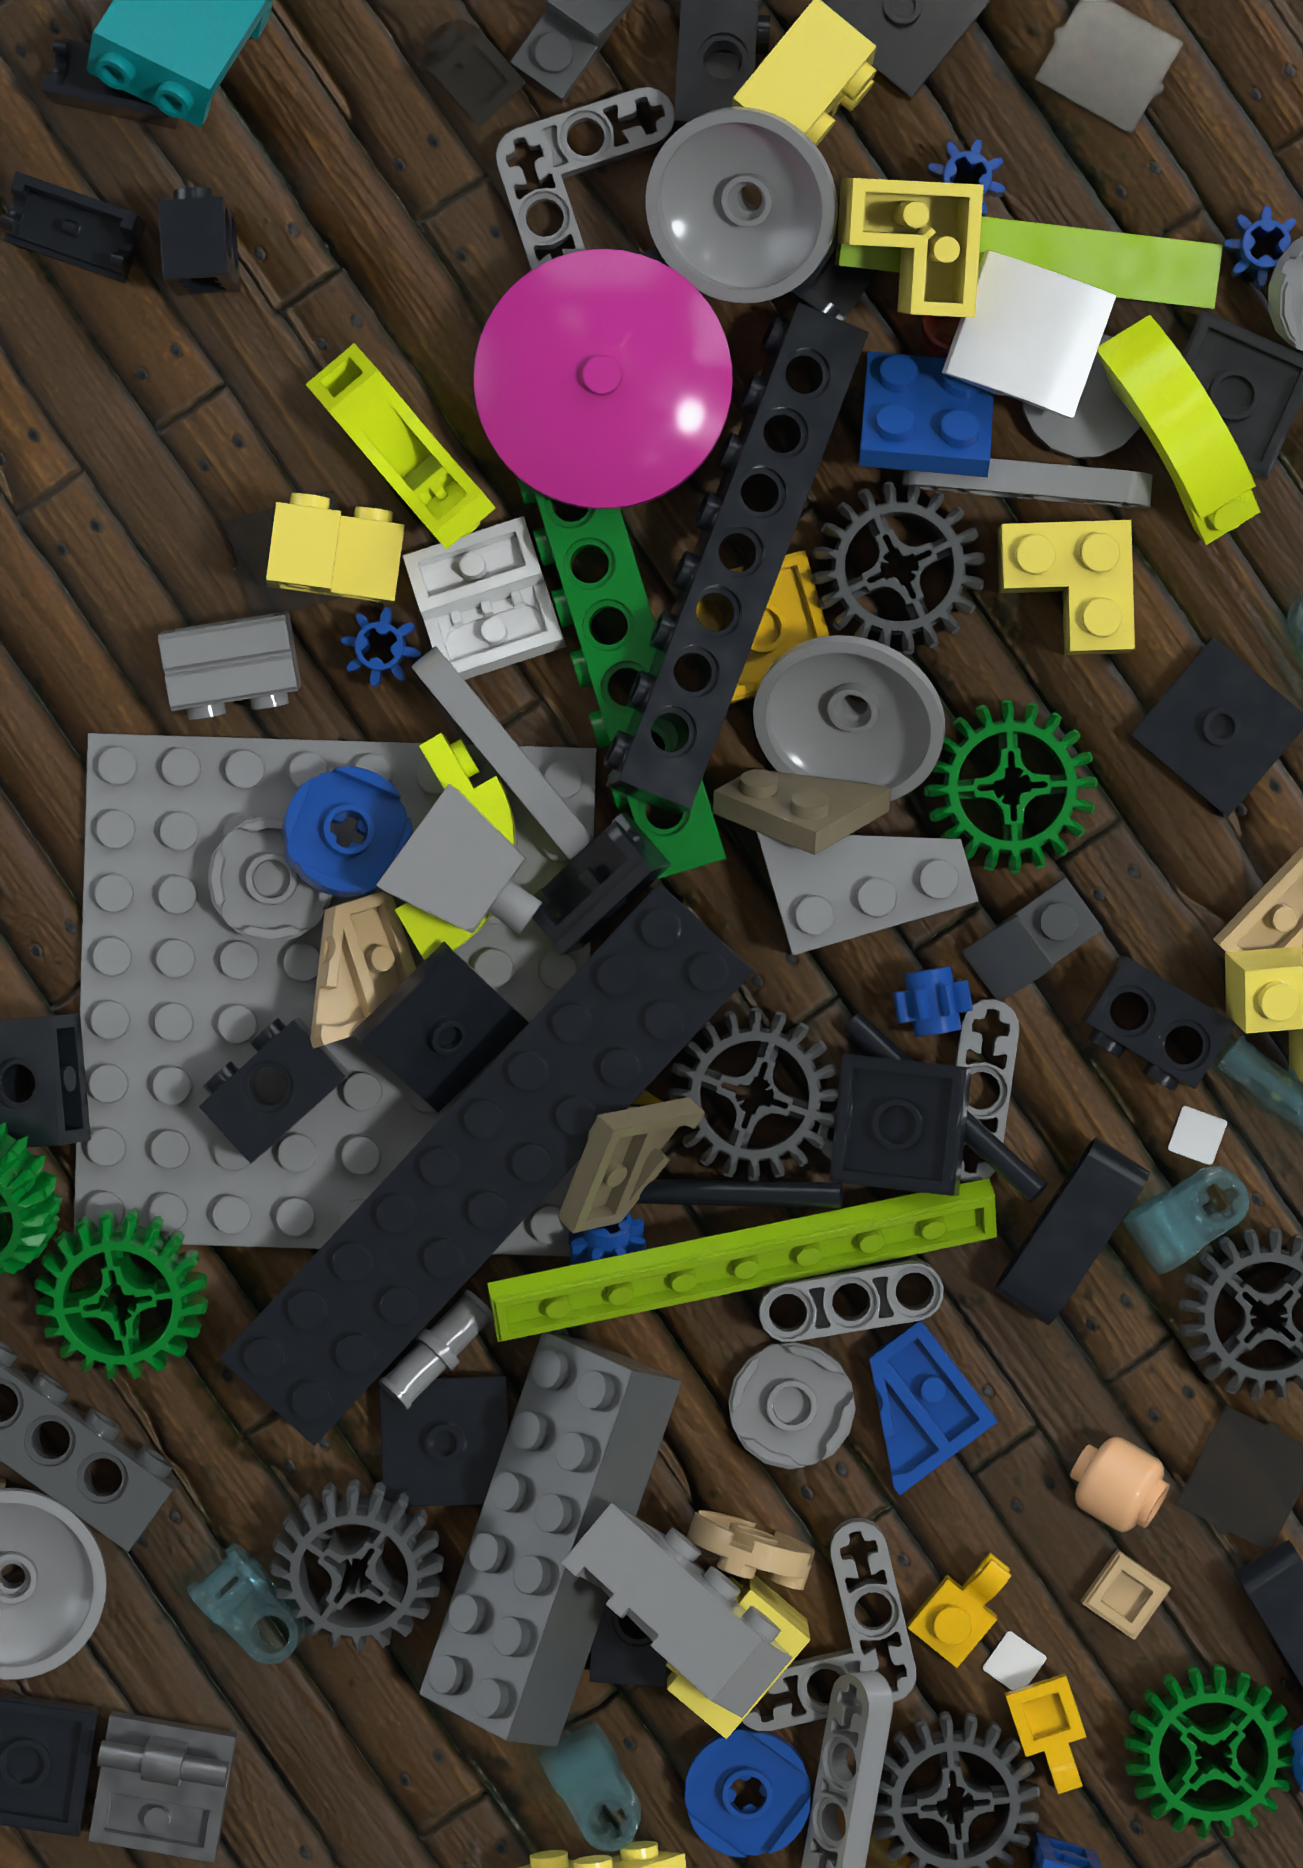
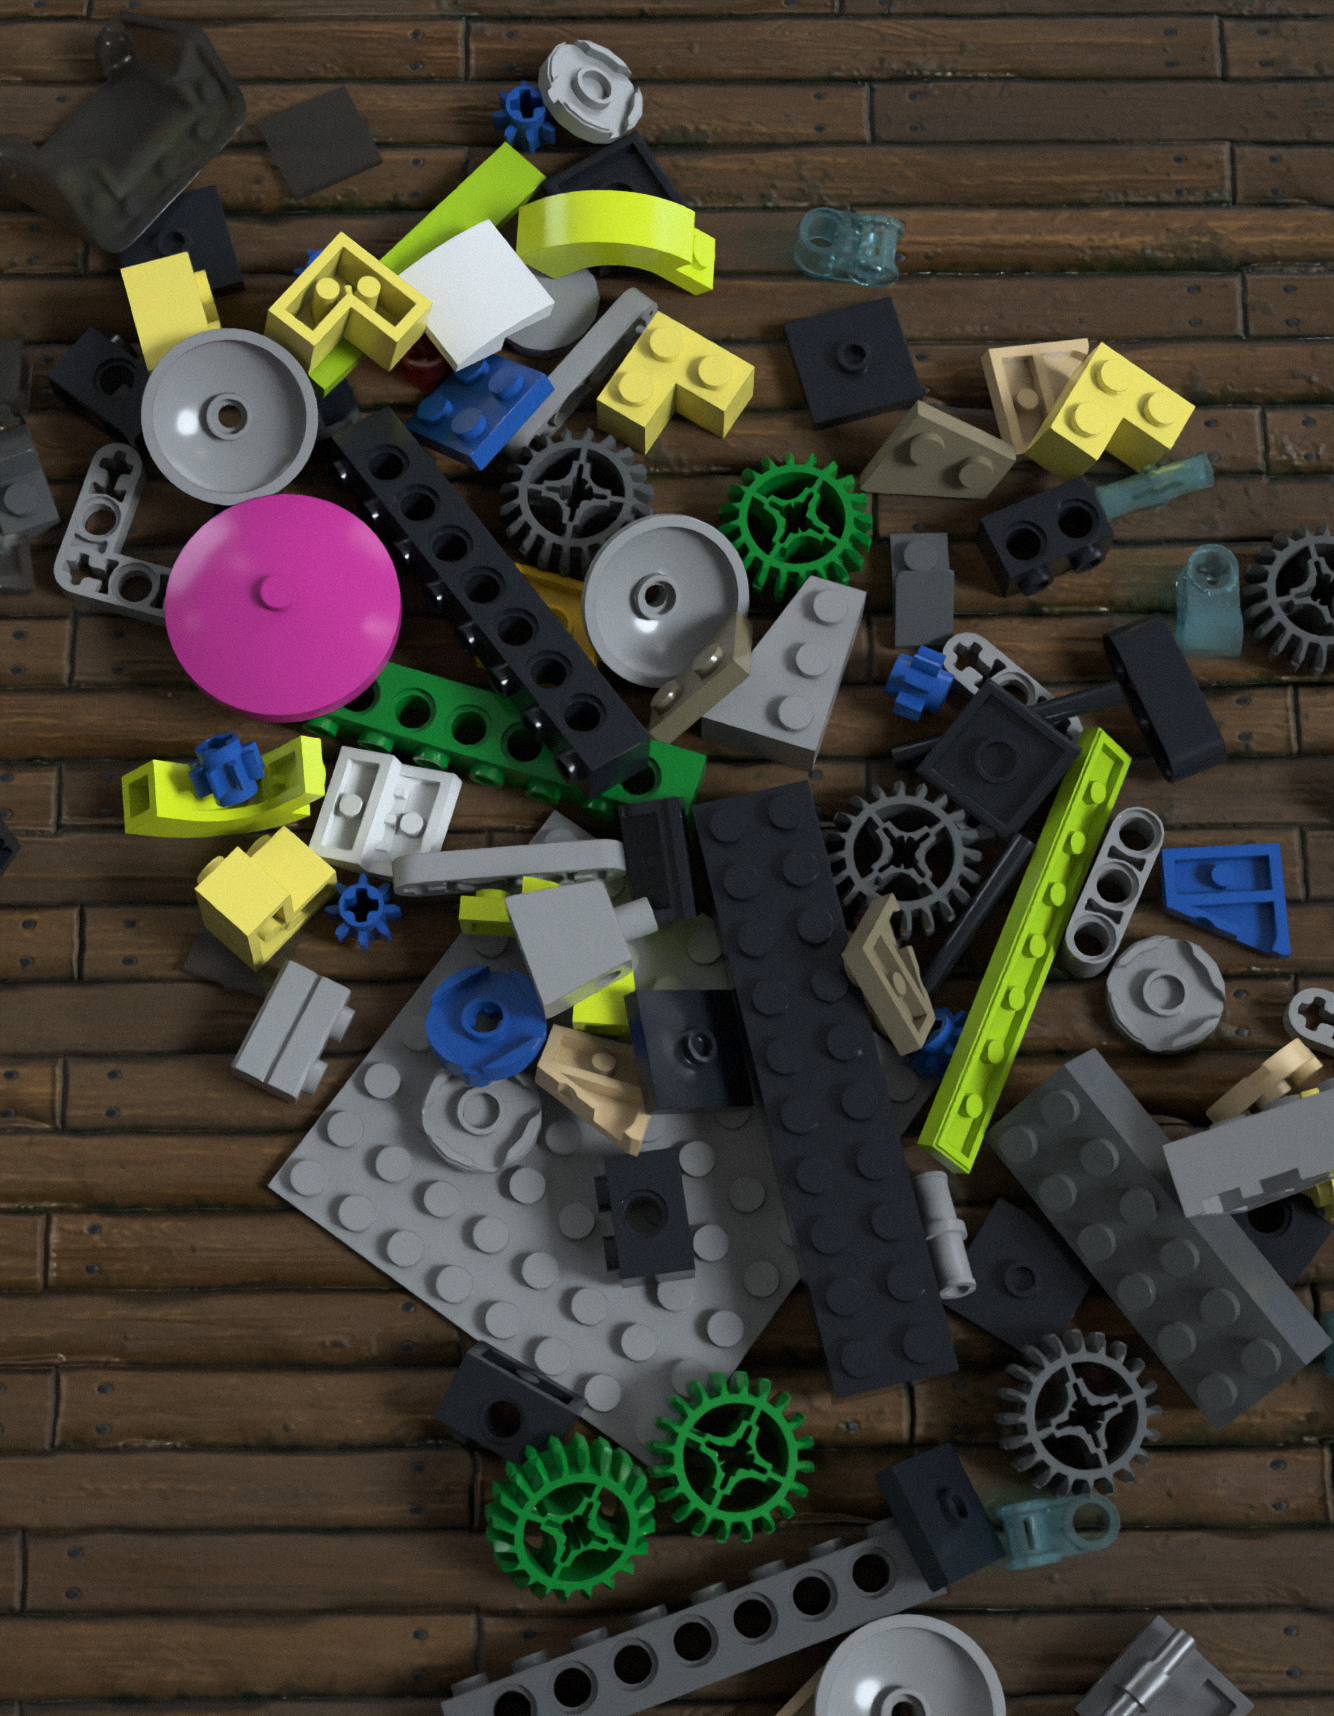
camera: 55 degrees left, 15 degrees down
(189, 1505) = (940, 1516): none -> black plate
(413, 442) = (226, 769): none -> blue gear
(1168, 875) = (938, 457): none -> dark tan wing
(1197, 1135) = (1148, 570): white sticker -> none

